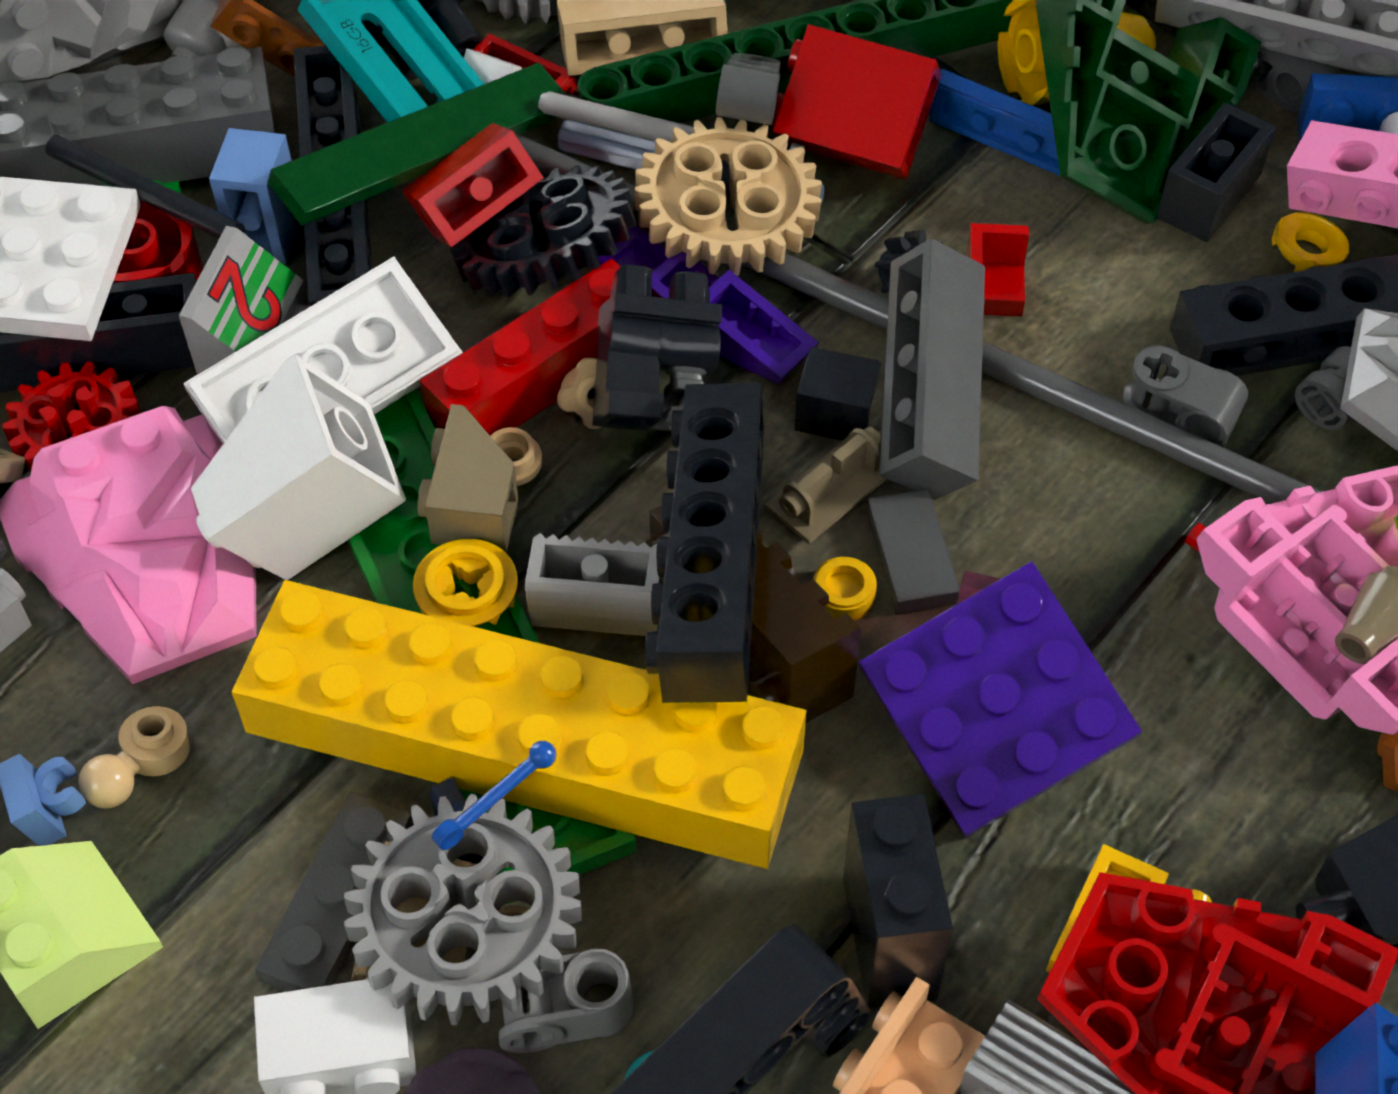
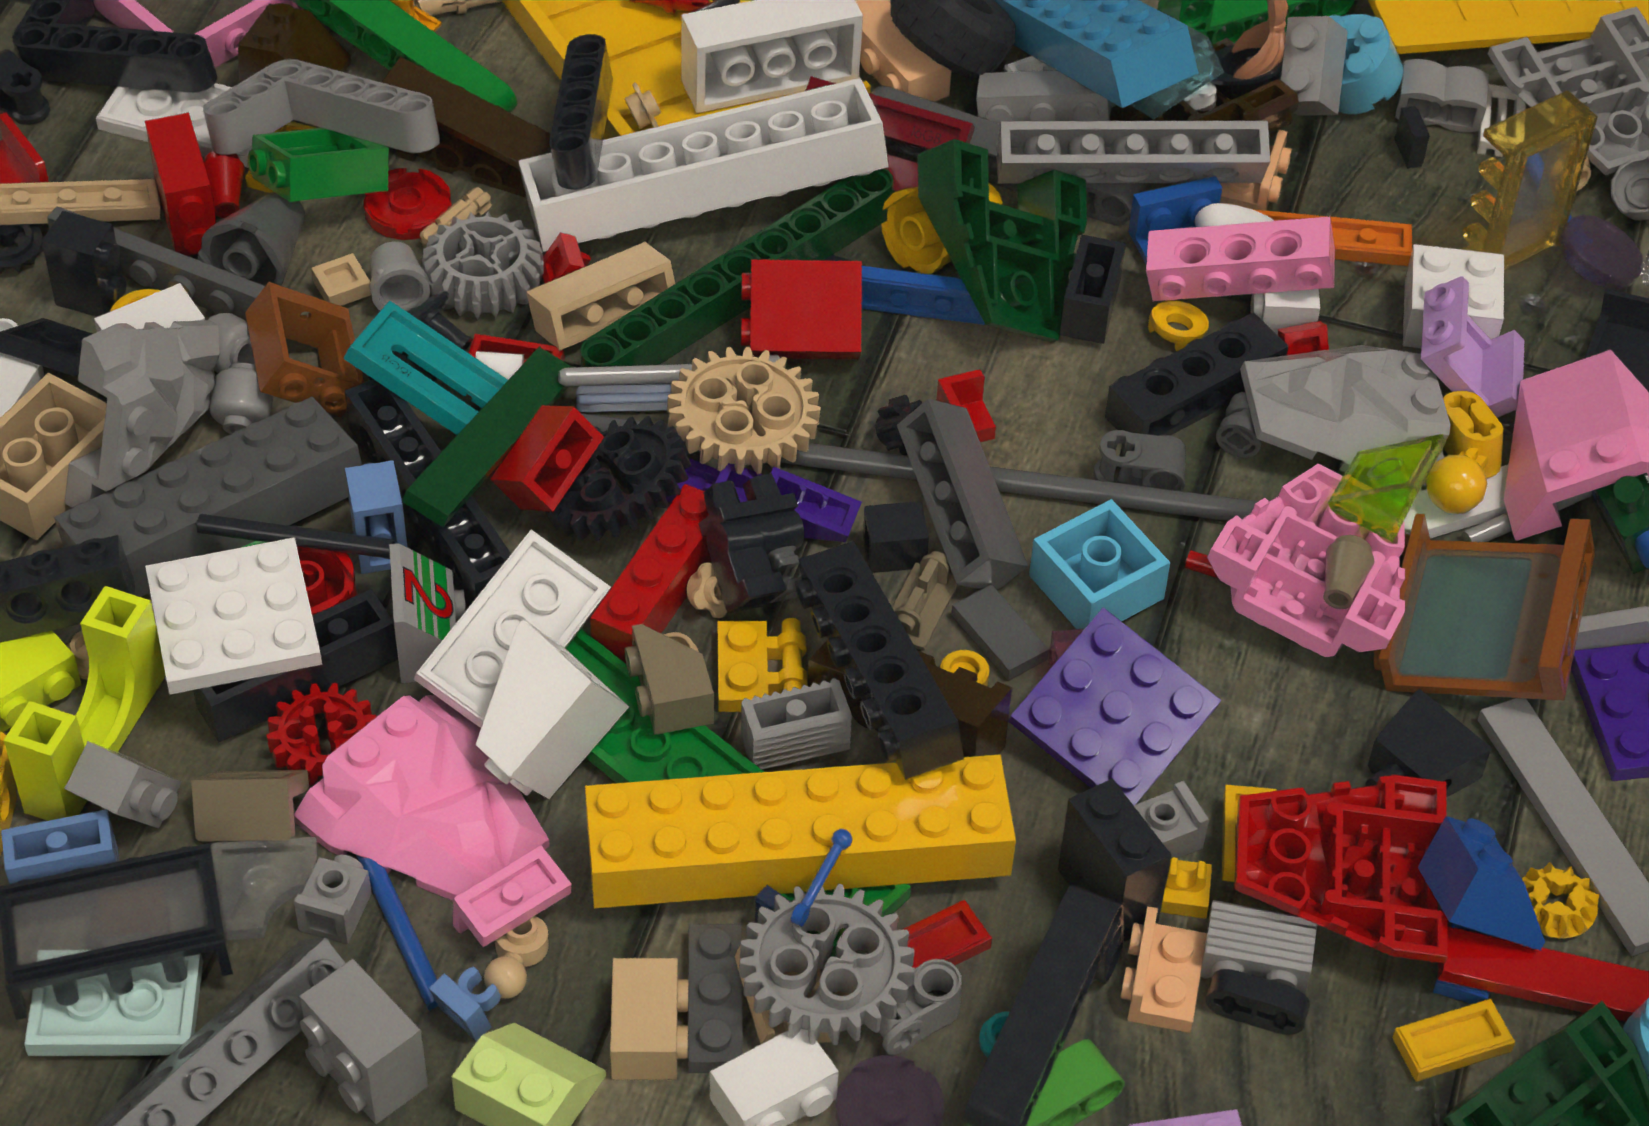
camera: 25 degrees left, 5 degrees down
(38, 676) = (401, 929): none -> blue bar
(153, 685) = (510, 896): none -> bright pink panel
(231, 894) = (646, 1019): none -> tan brick
(473, 562) = (696, 737): yellow gear -> none
(591, 488) = (745, 657): none -> yellow plate
(643, 921) = (948, 935): none -> red tile
(748, 88) = (725, 322): dark grey piece -> none
(990, 962) = (1187, 888): none -> yellow tile
(995, 893) = (1176, 820): none -> light grey brick
(1067, 508) = (1099, 564): none -> medium azure brick

